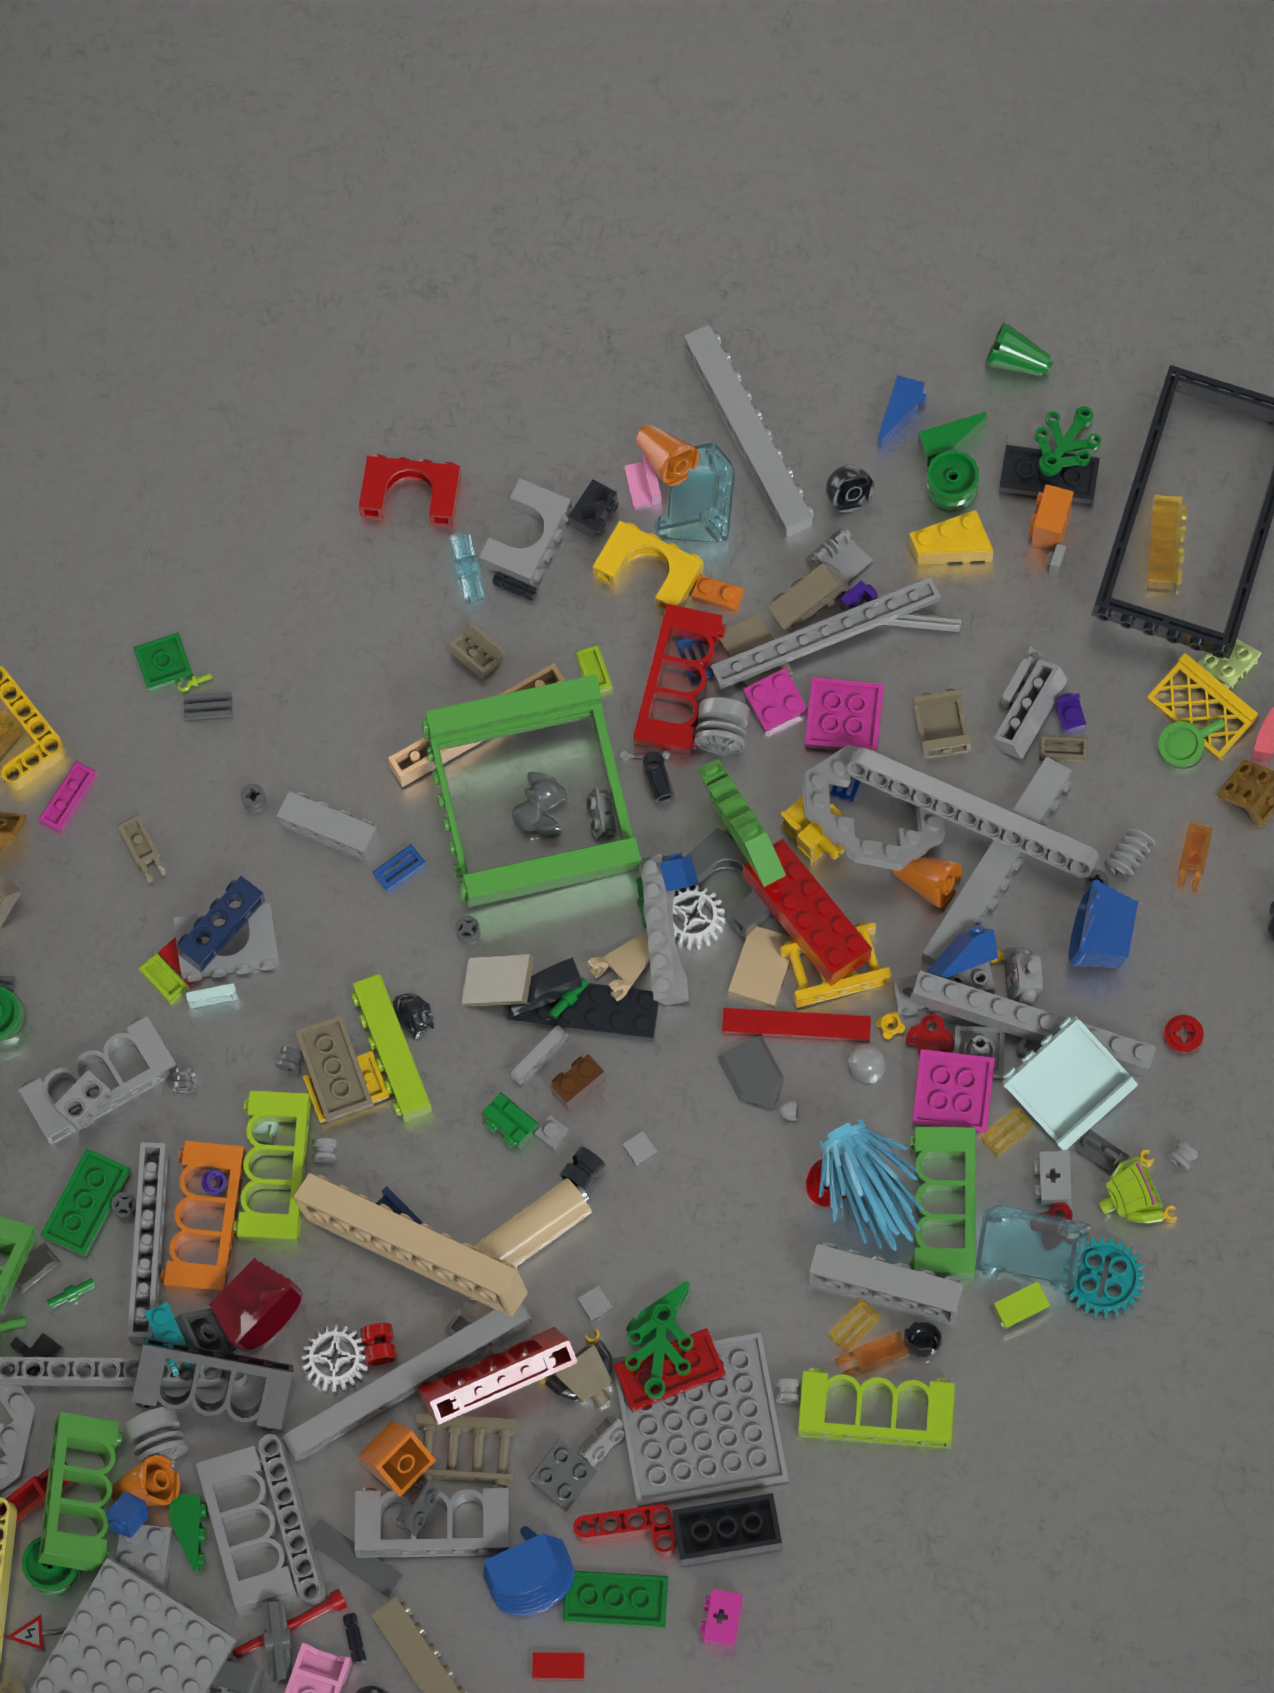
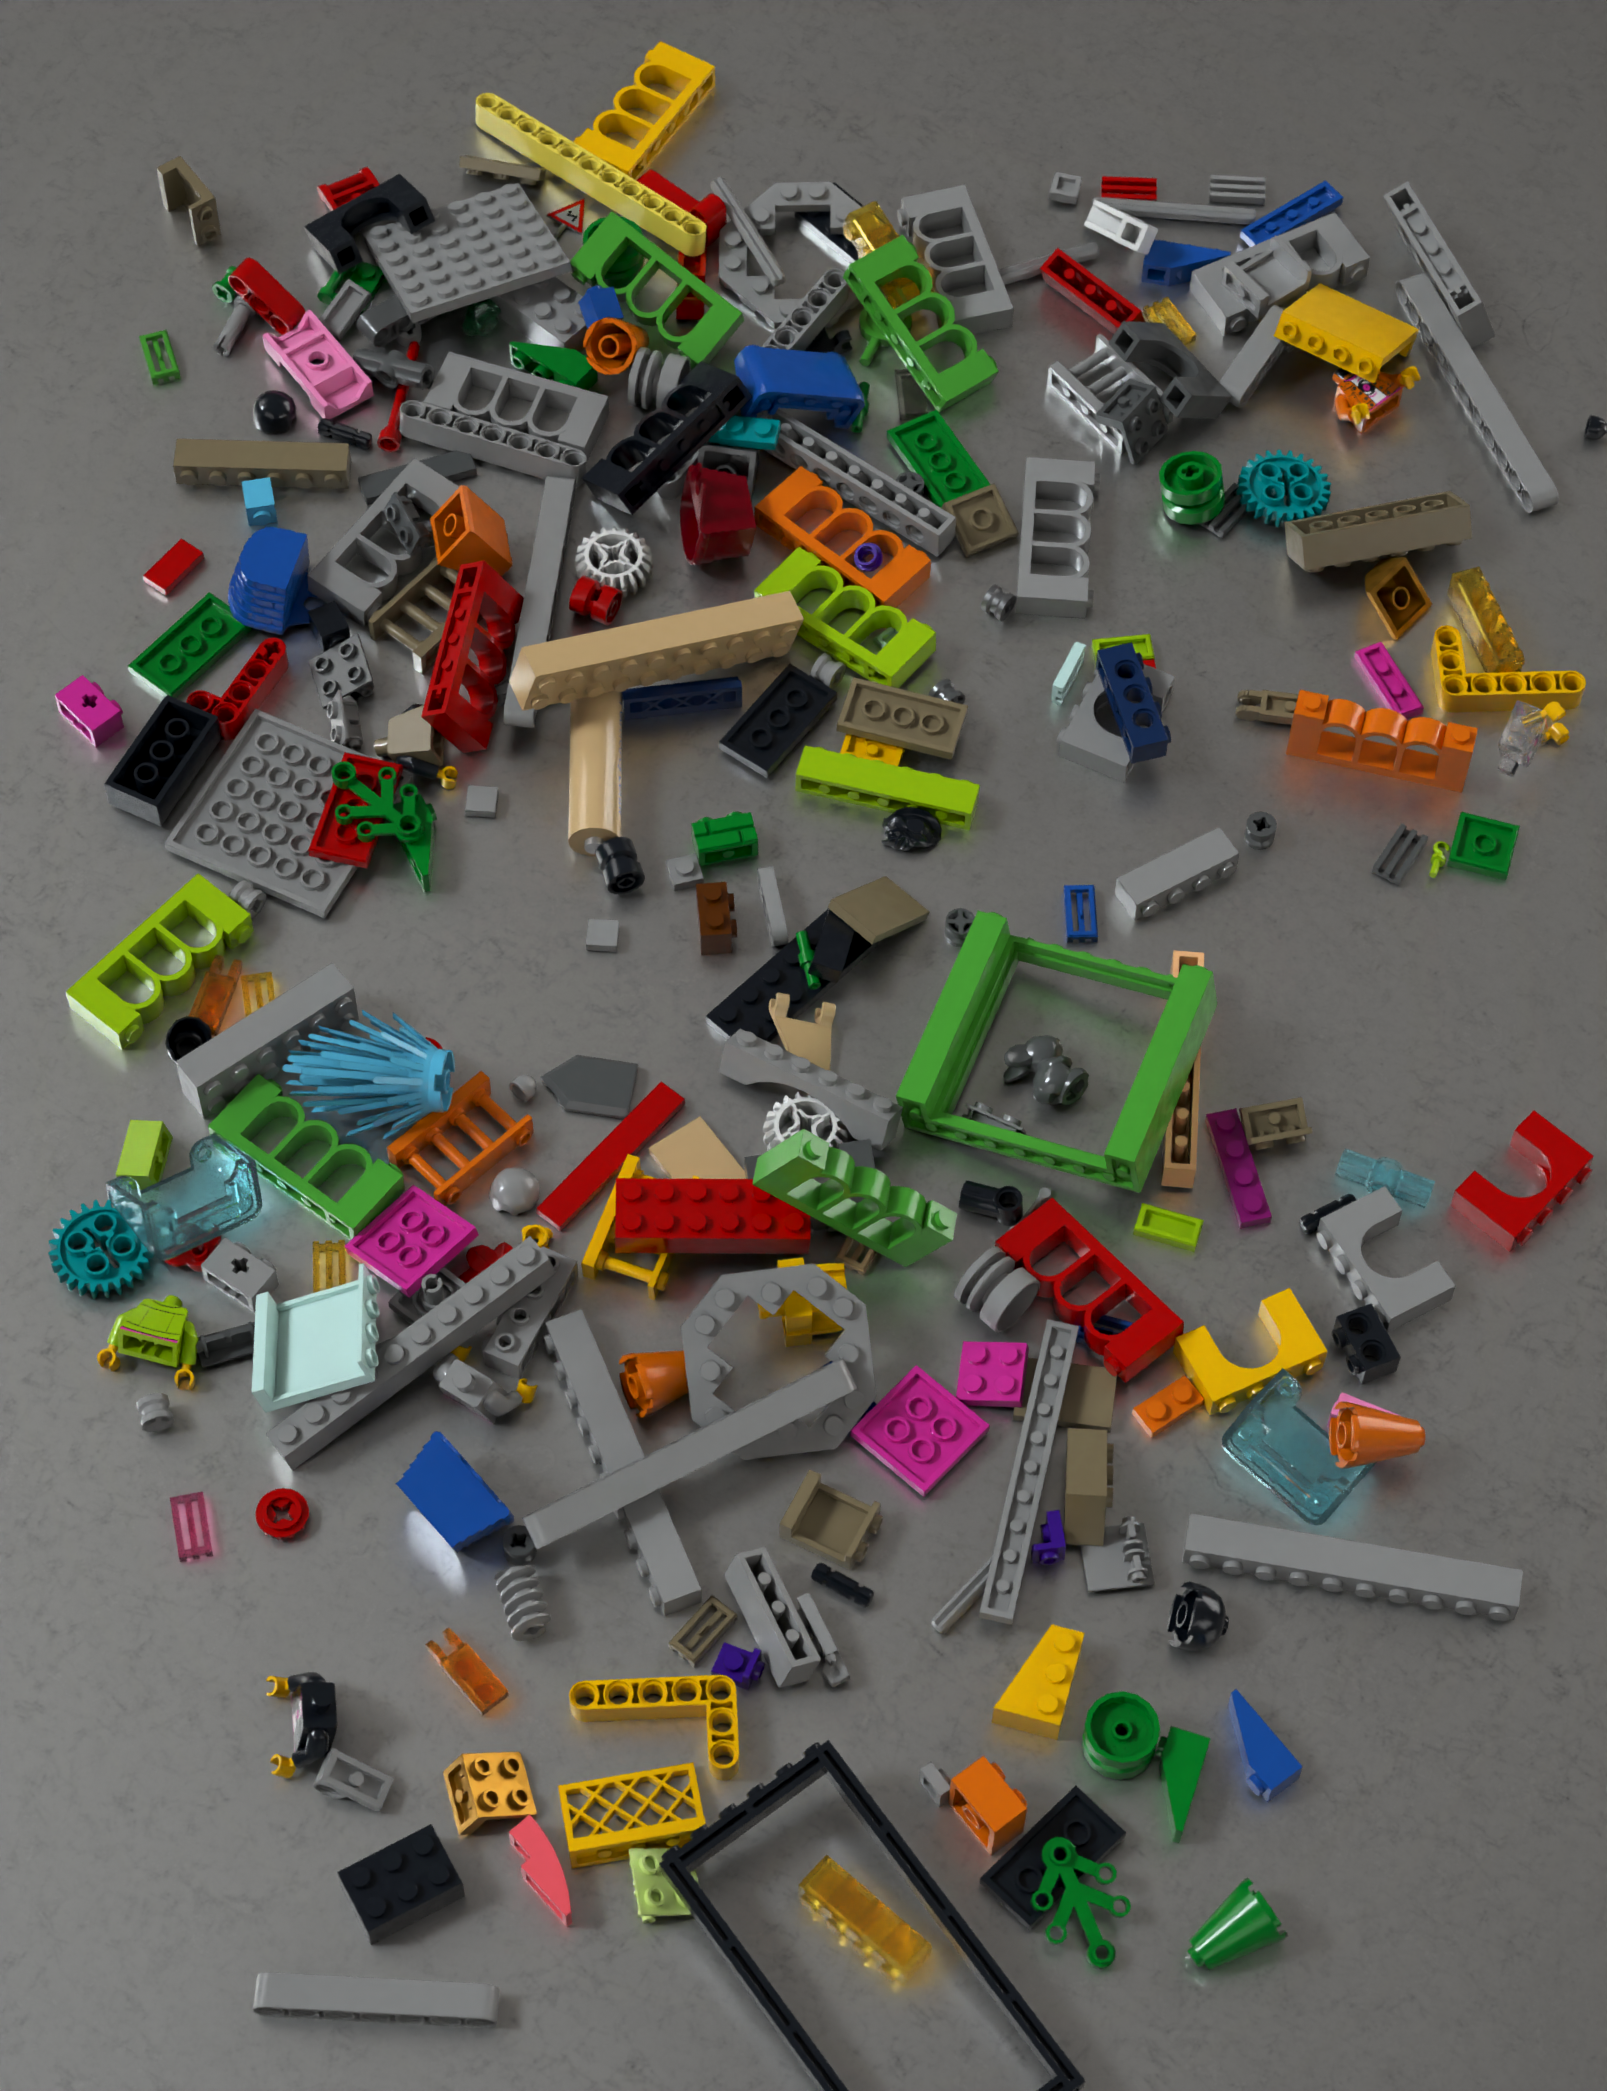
camera: 120 degrees right, 10 degrees down
(62, 674) = (1528, 731): none -> clear torso
(78, 1097) = (1036, 495): light grey brick -> none
(97, 1327) = (799, 382): none -> blue windscreen
(118, 1139) = (981, 520): none -> dark tan tile
(135, 757) = (1451, 742): none -> orange fence
(387, 1156) = (778, 720): none -> black plate
(462, 1645) = (259, 501): none -> medium azure brick
(521, 656) = (1238, 1168): none -> magenta plate
(533, 1509) = (328, 625): none -> black brick
(678, 872) = (854, 1125): blue brick -> none
(828, 1086) = (431, 1129): none -> orange fence
(966, 952) = (542, 1340): blue slope -> none
(975, 692) = (842, 1585): none -> black axle
(1126, 730) = (668, 1707): none -> yellow beam
(1183, 743) = (605, 1758): bright green piece -> none
(1219, 1096) = (195, 1551): none -> clear pink tile

